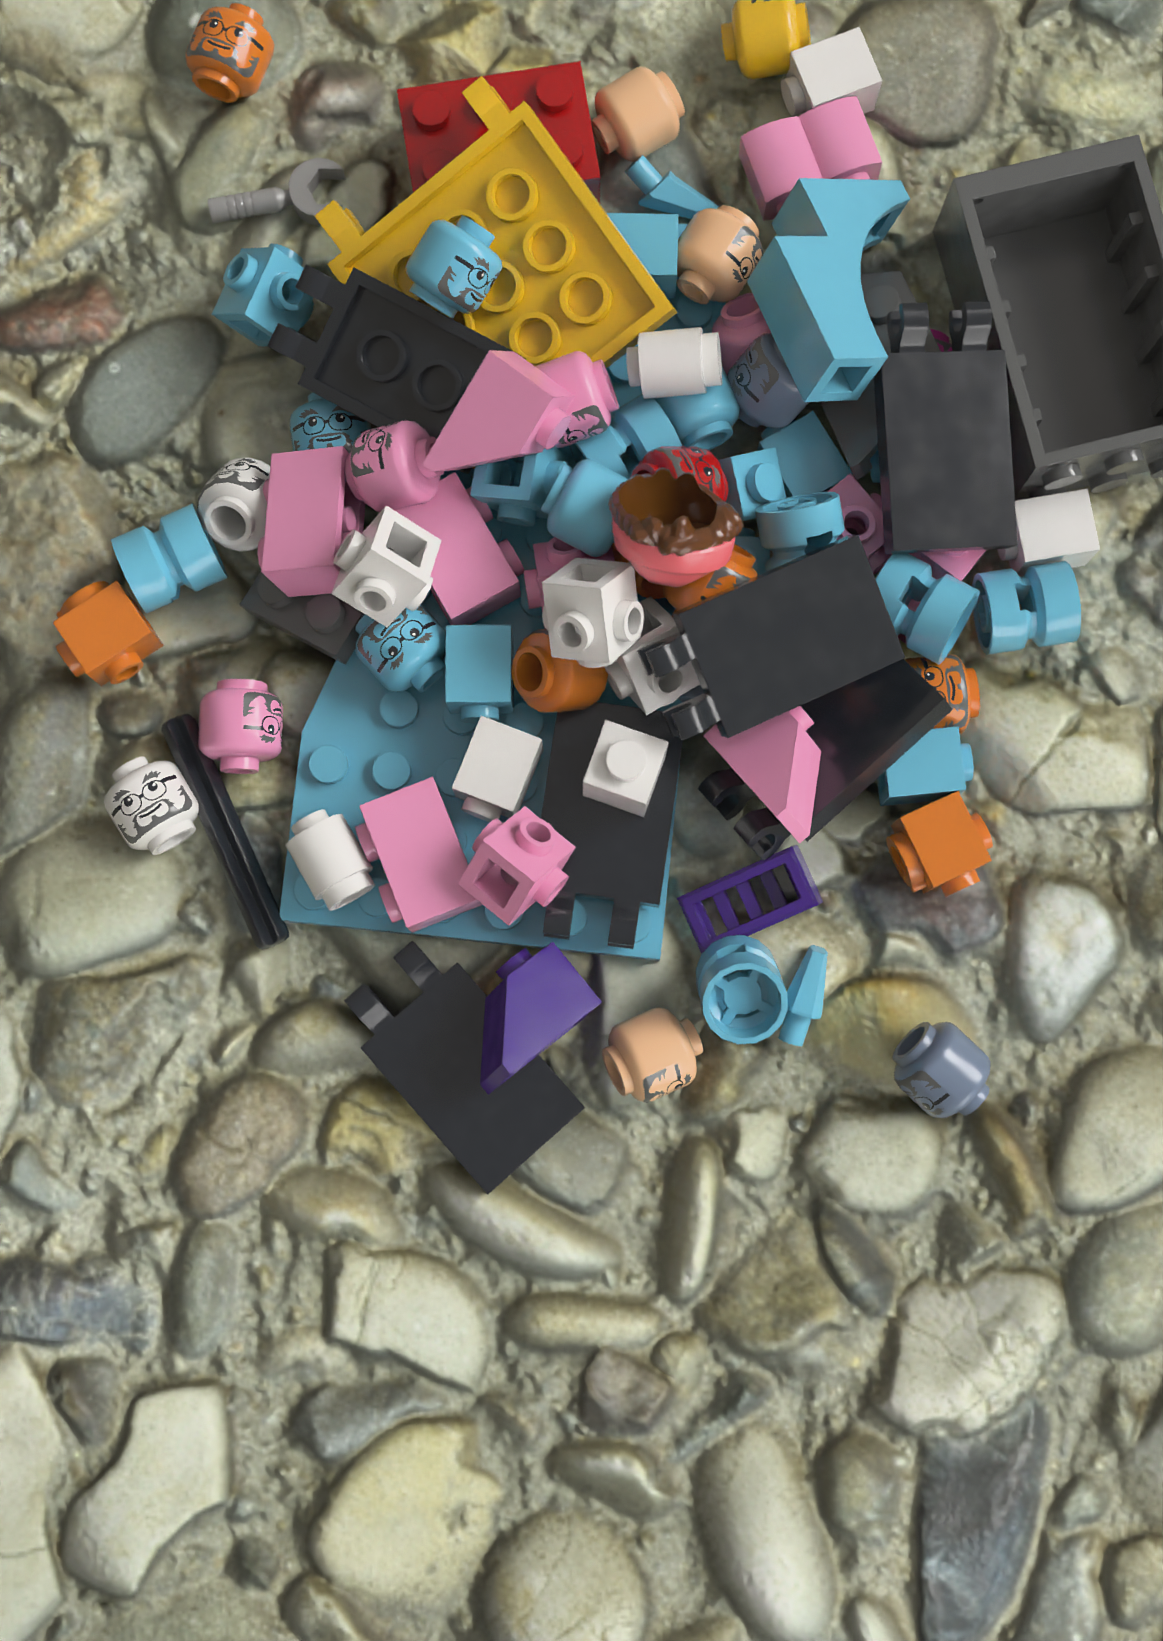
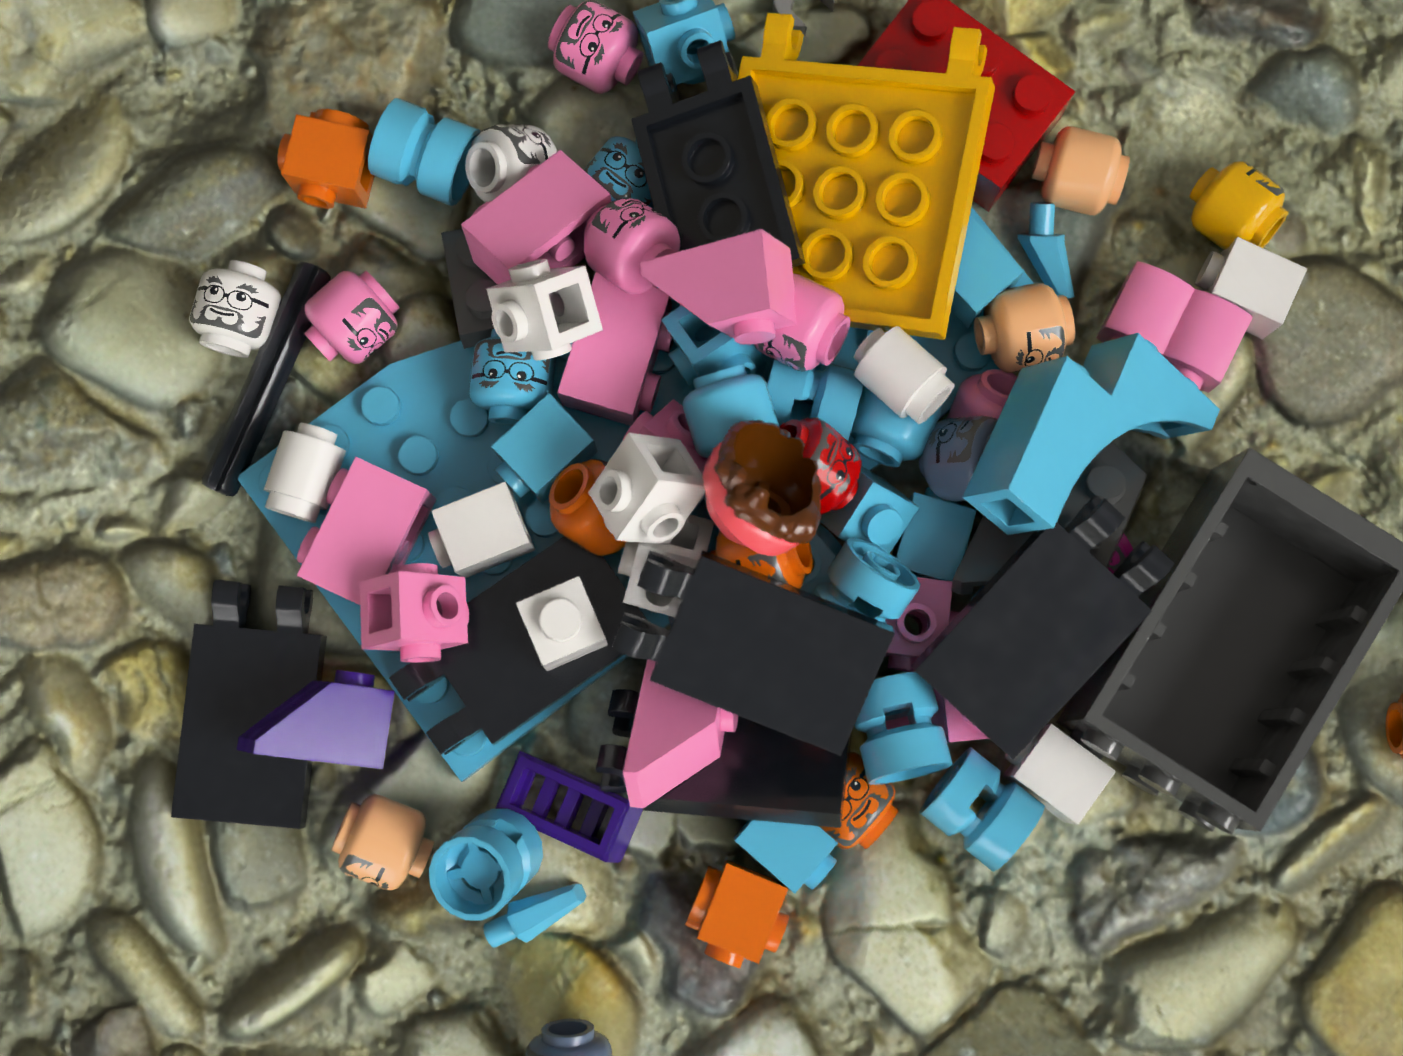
camera: 45 degrees right, 0 degrees up
(209, 366) = (595, 46): none -> bright pink head
(454, 266) = (817, 145): medium azure head -> none

